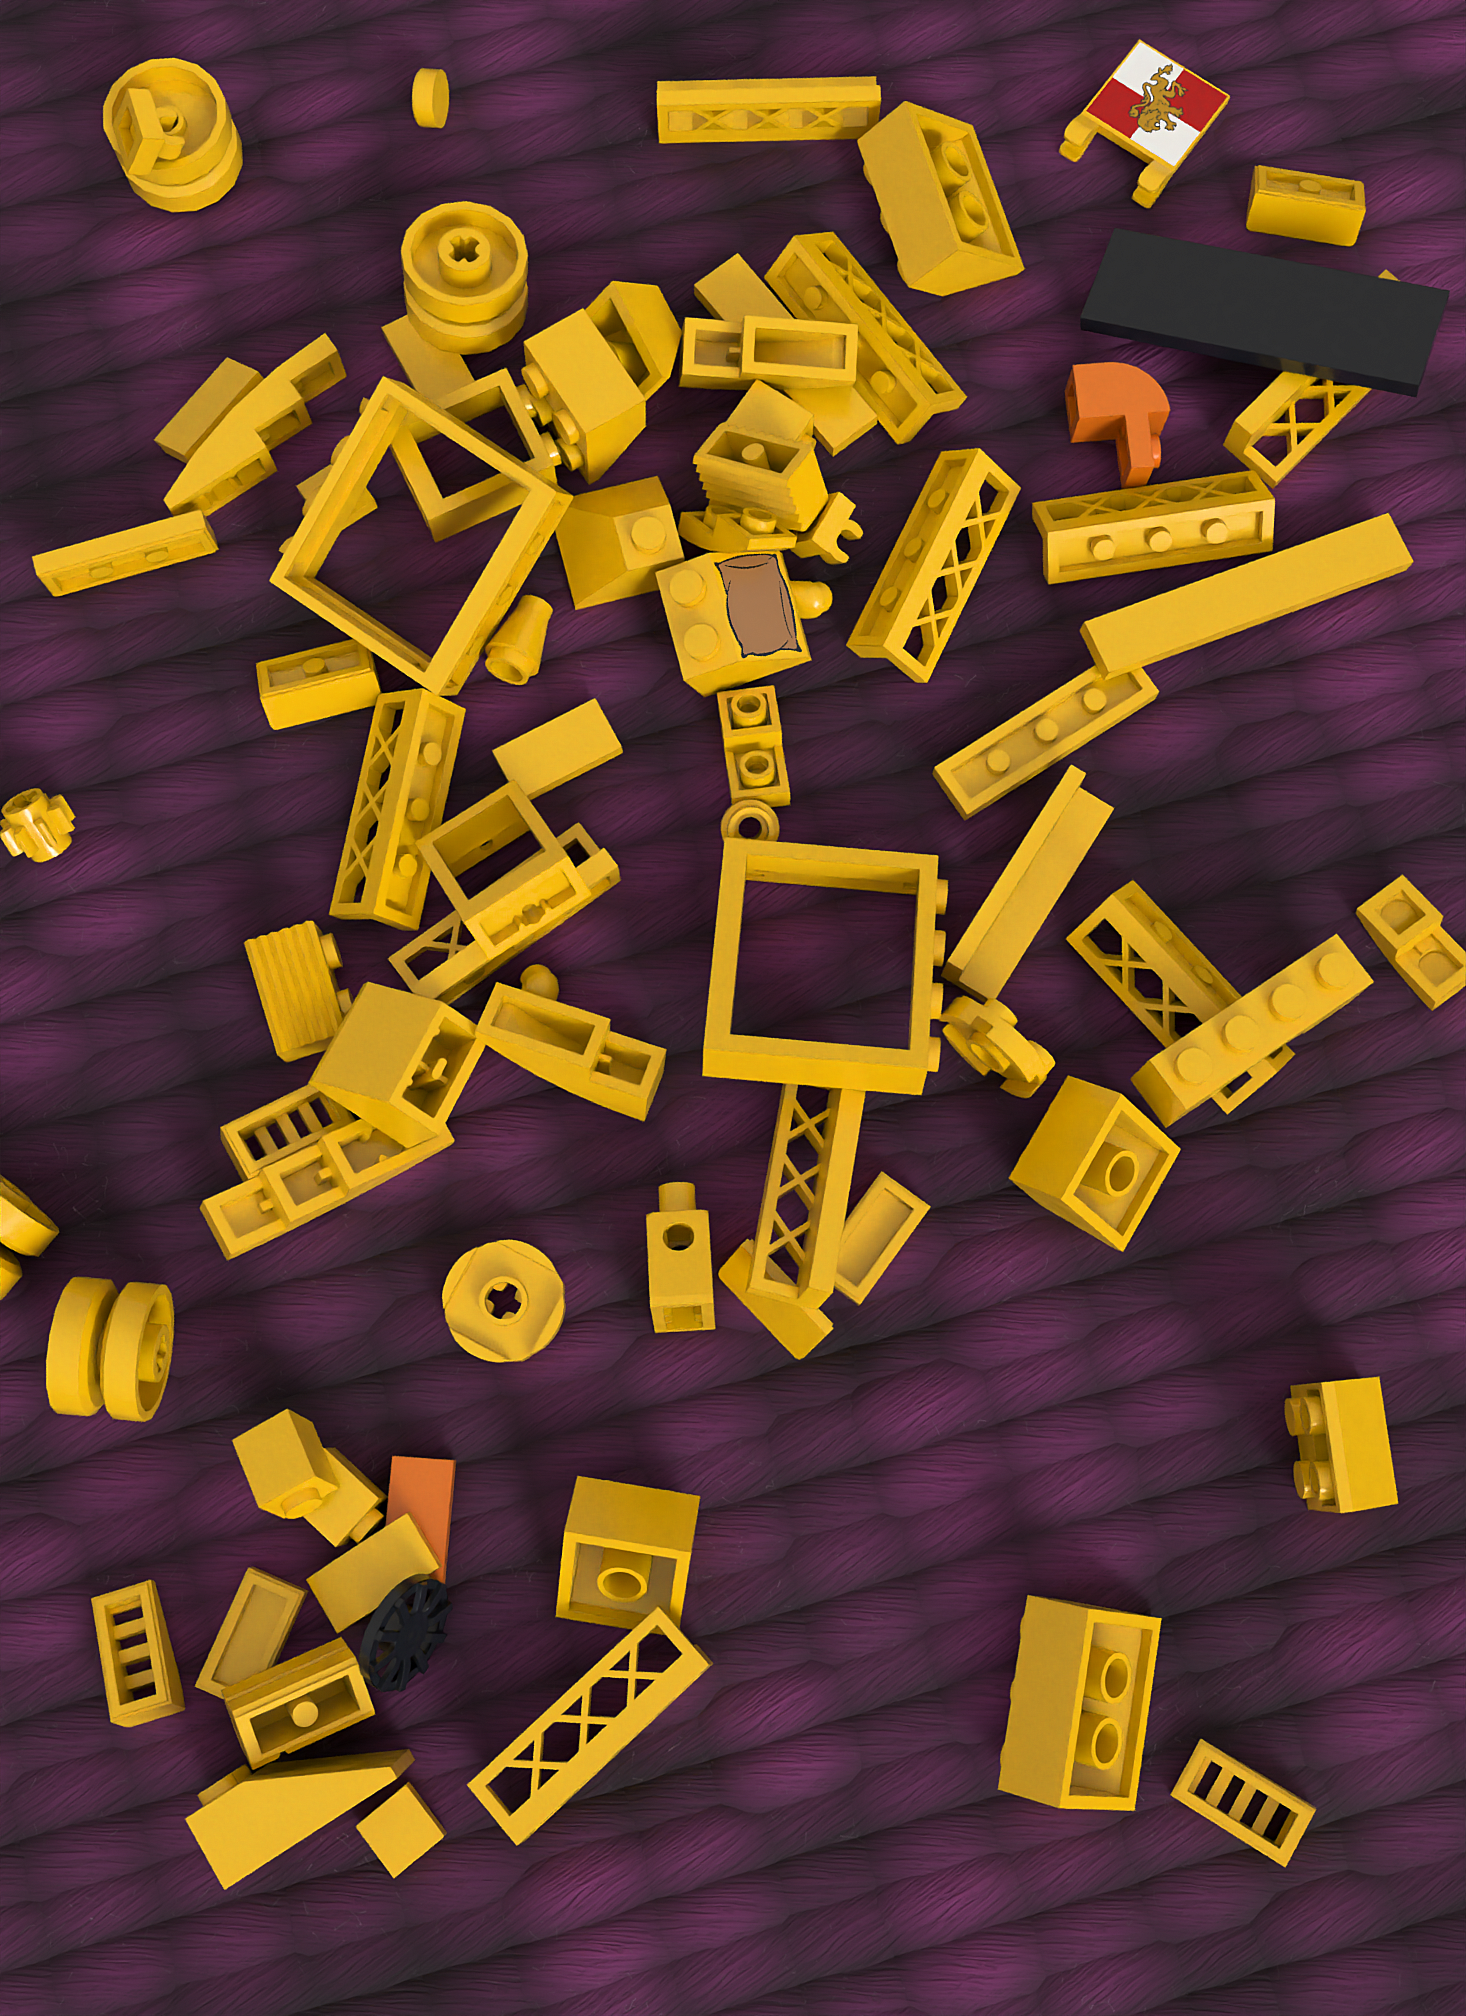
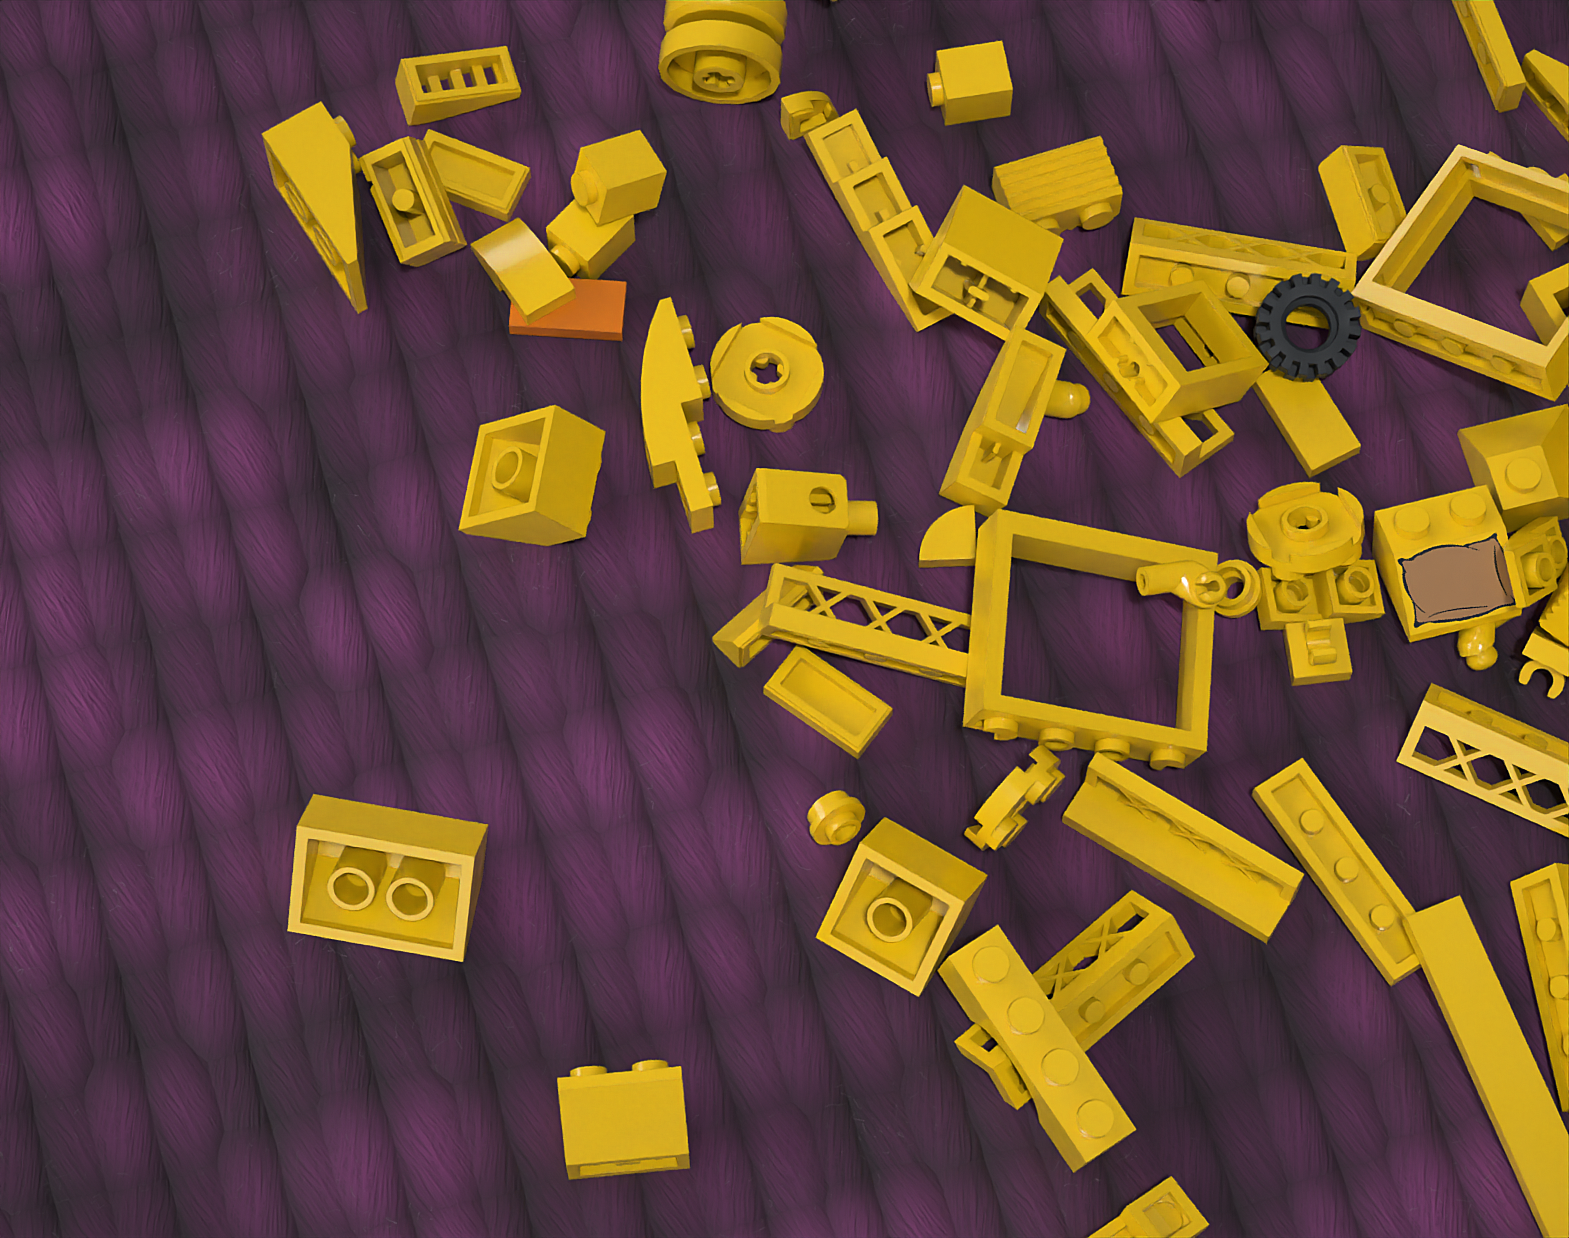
camera: 90 degrees right, 10 degrees down
(167, 1079) = (971, 83): none -> yellow brick
(194, 1257) = (805, 113): none -> yellow tile
(277, 1112) = (923, 144): yellow slope -> none
(401, 1829) = (299, 300): yellow tile -> none
(404, 1633) = (469, 287): black wheel -> none
(485, 705) = (1326, 298): none -> black tyre
(519, 643) = (1415, 376): yellow cone -> none
(529, 1406) = (670, 412): none -> yellow slope
(606, 1744) = (368, 463): yellow fence -> none
(693, 1109) = (950, 540): none -> yellow tile
(722, 759) = (1332, 535): none -> yellow plate
(764, 866) = (1184, 579): none -> yellow arm
(813, 751) = (1317, 651): none -> yellow tile
(1005, 1229) = (835, 818): none -> yellow plate
(1292, 1829) = (267, 1061): yellow slope -> none

